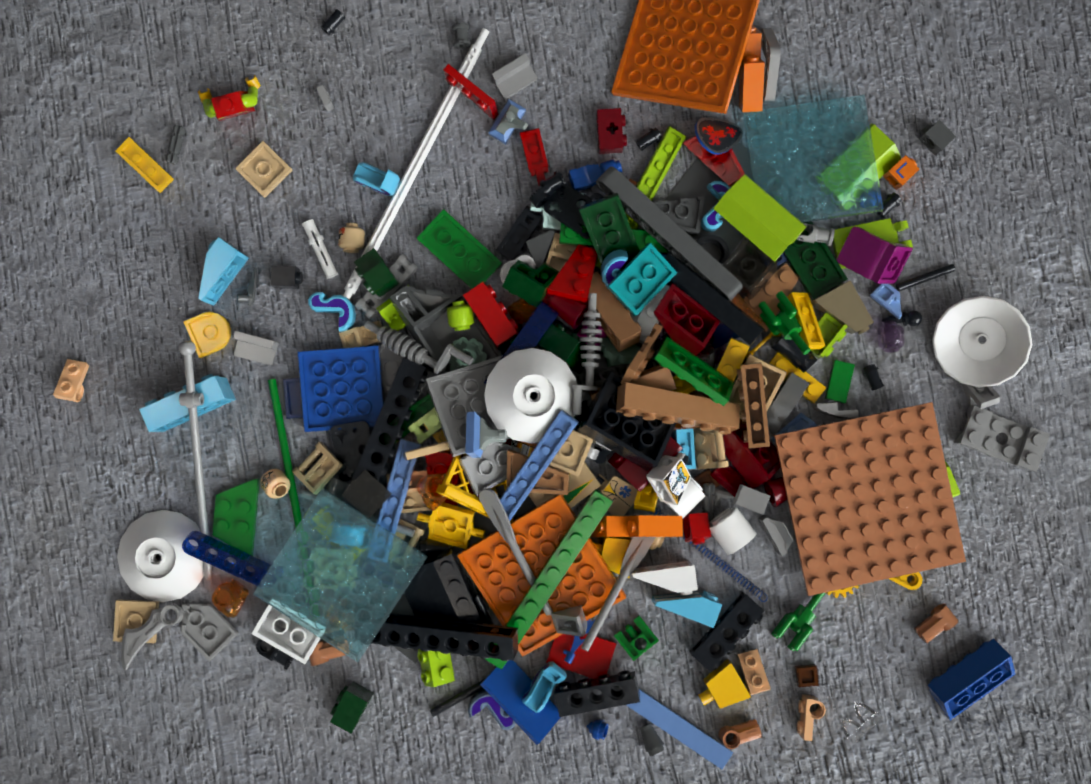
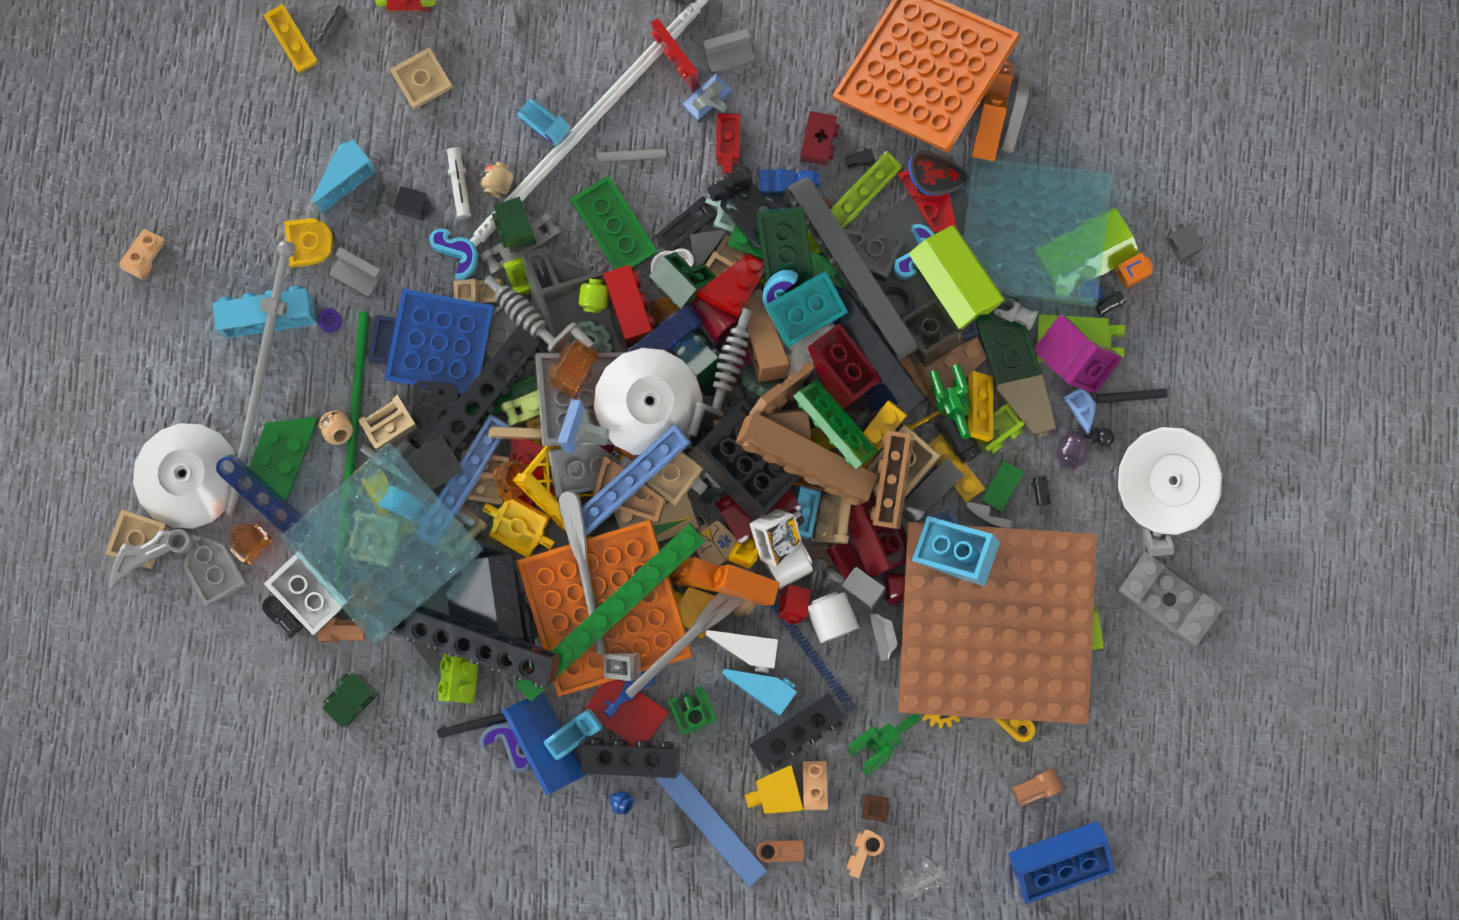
camera: 15 degrees right, 5 degrees down
(245, 394) = (330, 320): none -> dark purple tile
(457, 187) = (631, 155): none -> light grey bar
(460, 383) = (573, 368): none -> clear orange brick
(822, 449) = (956, 550): none -> medium azure slope

